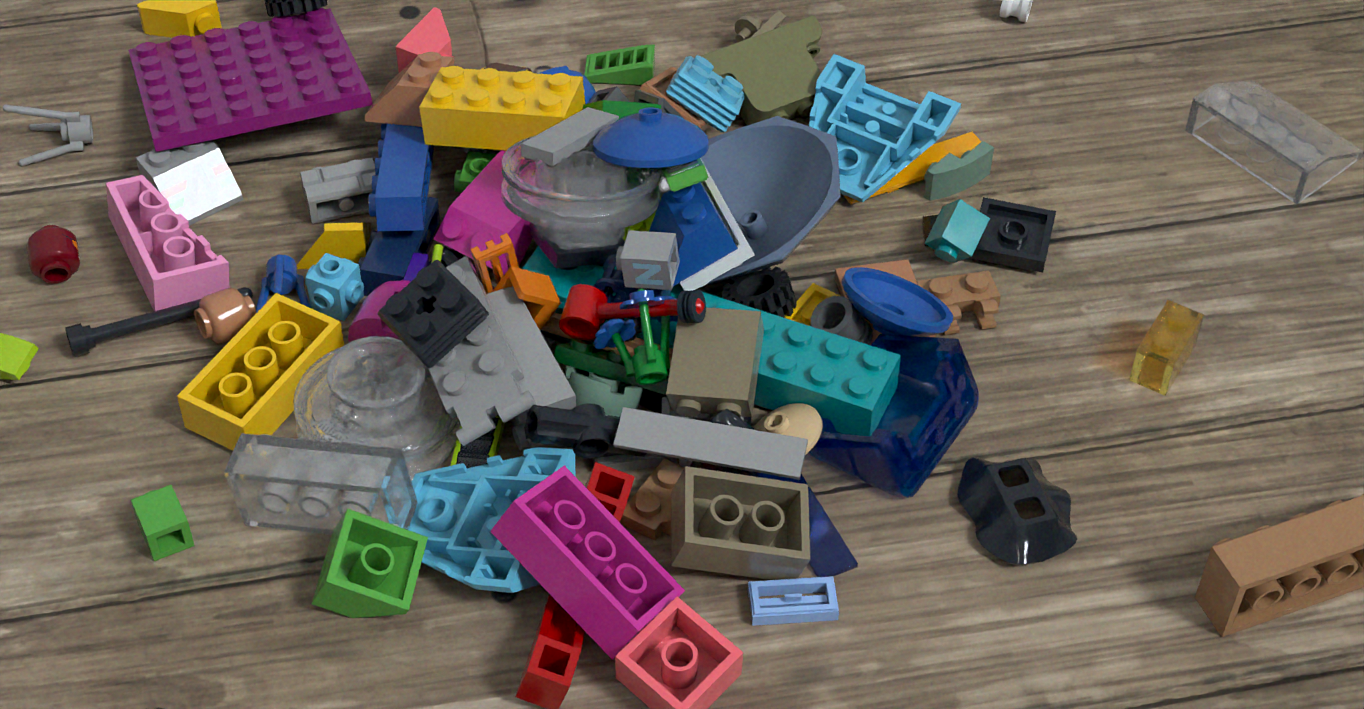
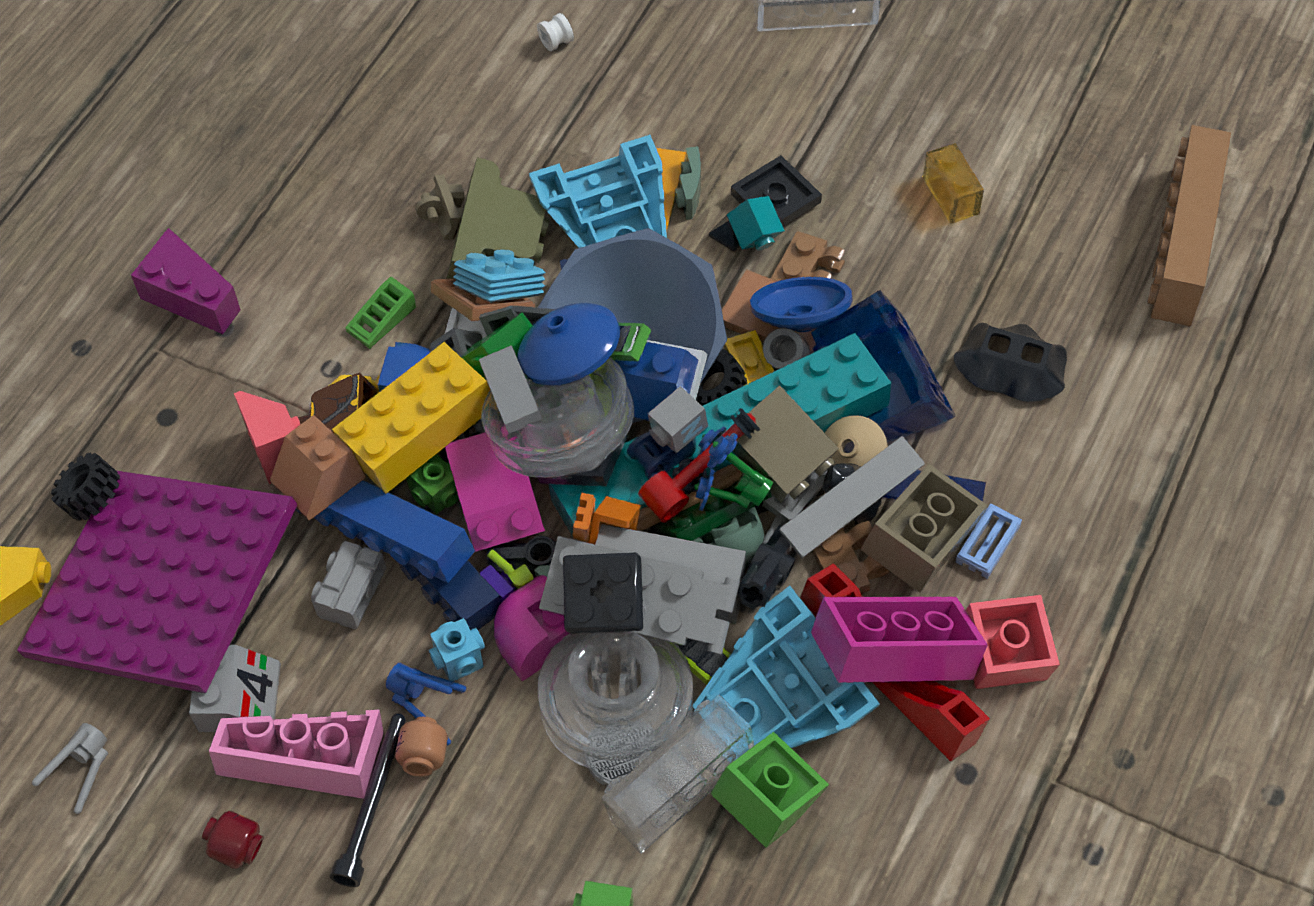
camera: 50 degrees left, 10 degrees up
(257, 372) = (516, 753): yellow brick -> none
(340, 240) = (406, 619): yellow slope -> none

